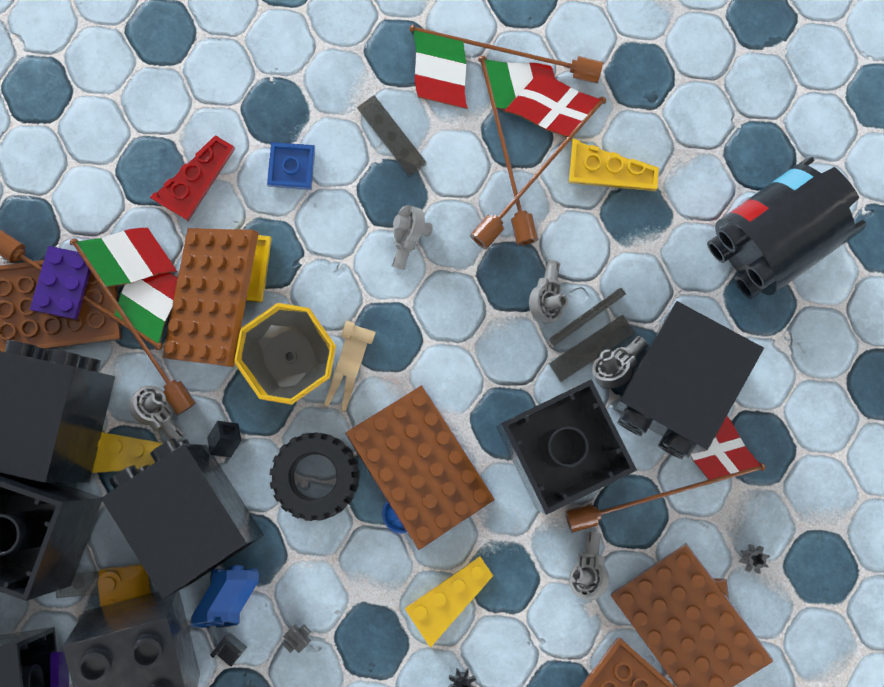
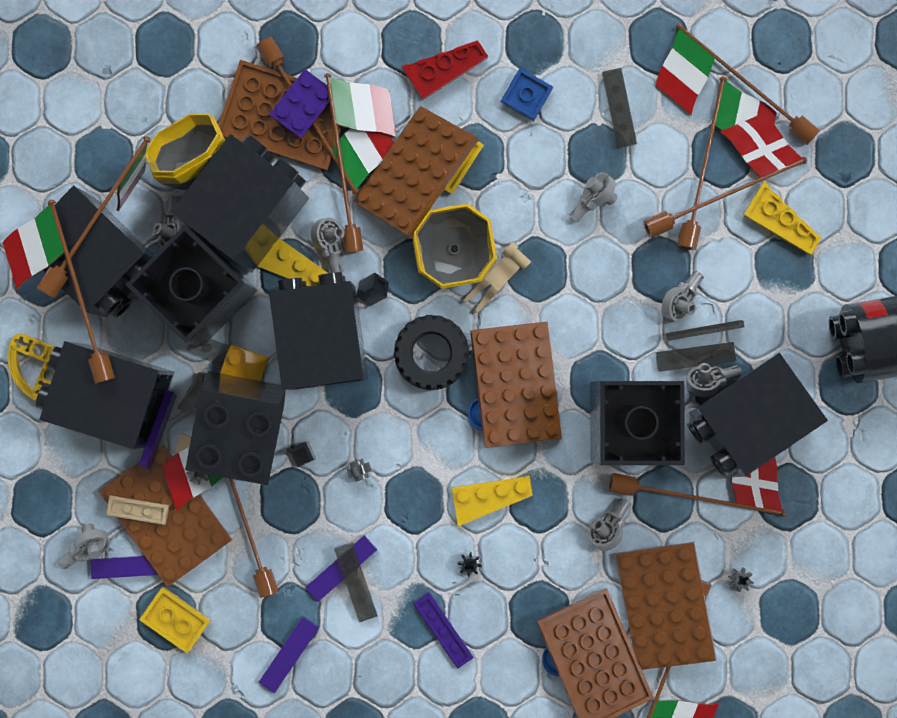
camera: 25 degrees right, 5 degrees up
(225, 597) = (319, 412): blue brick -> none

